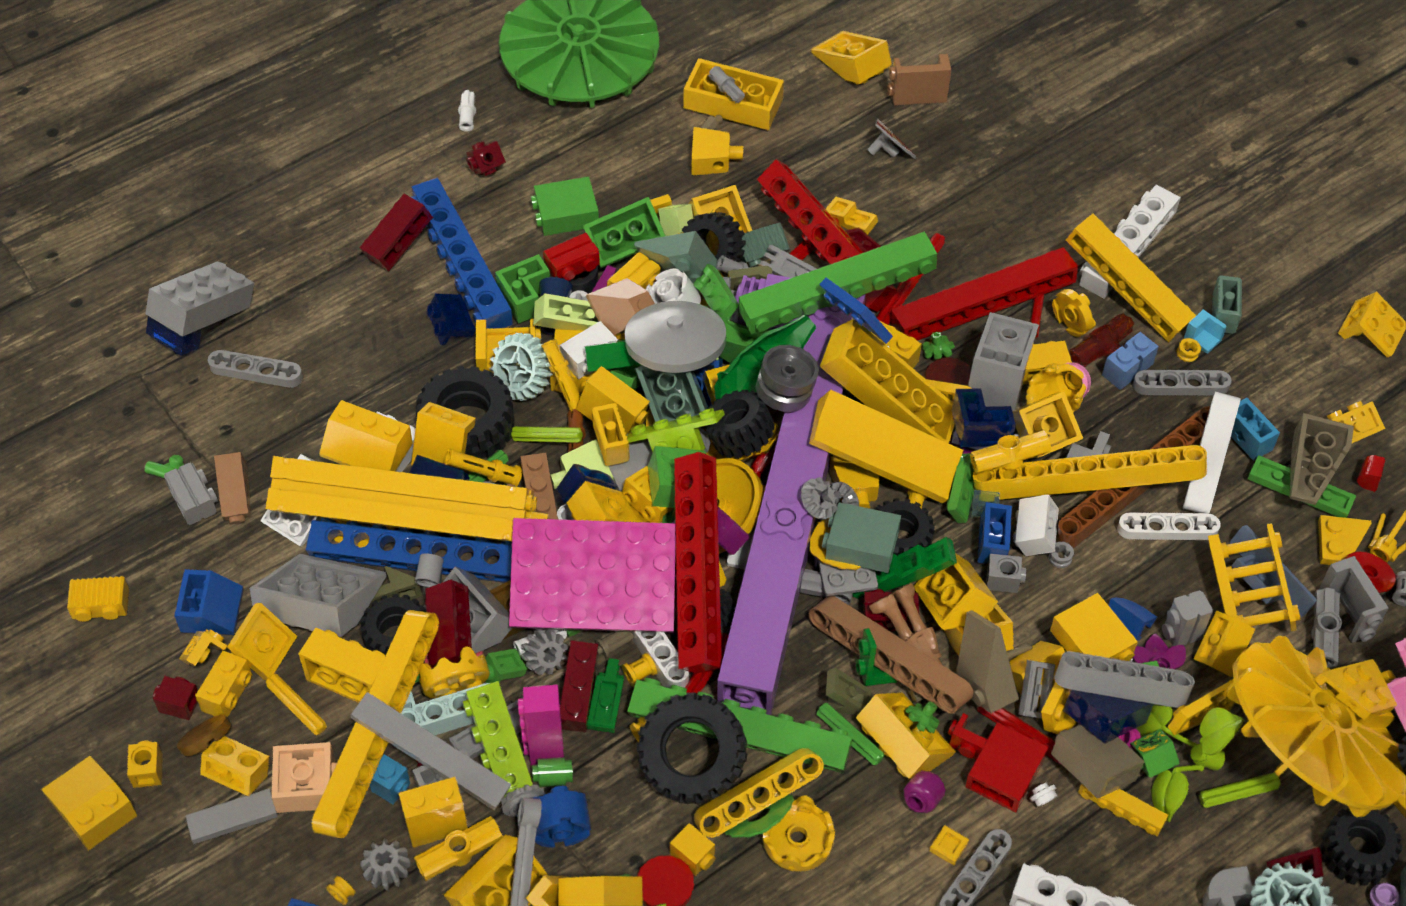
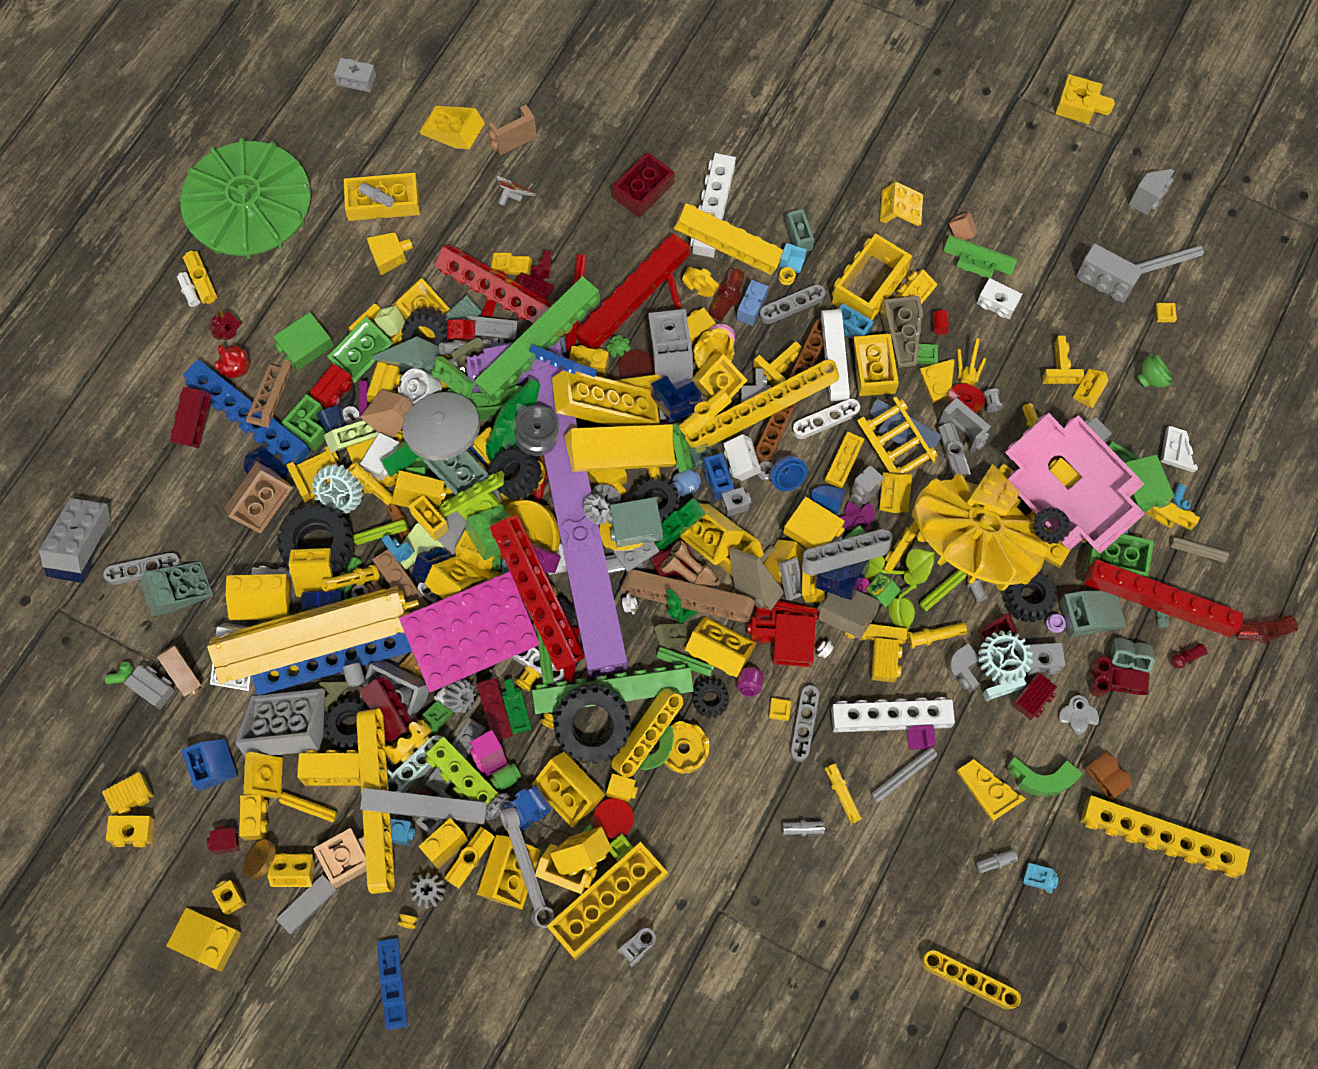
camera: 25 degrees left, 15 degrees up
(66, 628) = (119, 825): none -> yellow brick
(197, 648) = (221, 801): yellow bracket -> none
(279, 401) = (175, 587): none -> sand green slope
(425, 342) = (258, 498): none -> medium nougat slope
(474, 195) = (232, 361): none -> red animal
(486, 102) = (203, 284): none -> yellow piece
(498, 246) = (273, 397): none -> medium nougat fence
(557, 459) = (400, 552): none -> dark azure bracket
(624, 820) = (568, 789): none -> yellow slope
(669, 655) = (545, 661): none -> bright green axle
(753, 252) = (461, 329): none -> red brick
(811, 636) = (629, 603): none -> white plate
(865, 777) = (716, 688): none -> black tyre
(889, 232) = (544, 269): none -> dark red bracket
(924, 716) = (727, 630): bright green plant -> none
(951, 525) = (686, 482): none -> medium blue head
(981, 722) = (766, 617): none -> red brick
(1051, 188) = (643, 184): none -> dark red brick
(1092, 573) = (788, 473): none -> blue piece
(1121, 842) = (885, 660): none -> yellow brick
(1134, 439) = (779, 365): none -> yellow bracket
(1171, 581) = (844, 460): none -> yellow plate
(1193, 838) = (928, 636): none -> yellow pin
(1260, 486) = (875, 365): none -> yellow slope
(1288, 808) = (978, 590): none -> light grey pin
(1325, 360) = (886, 253): none -> yellow hose

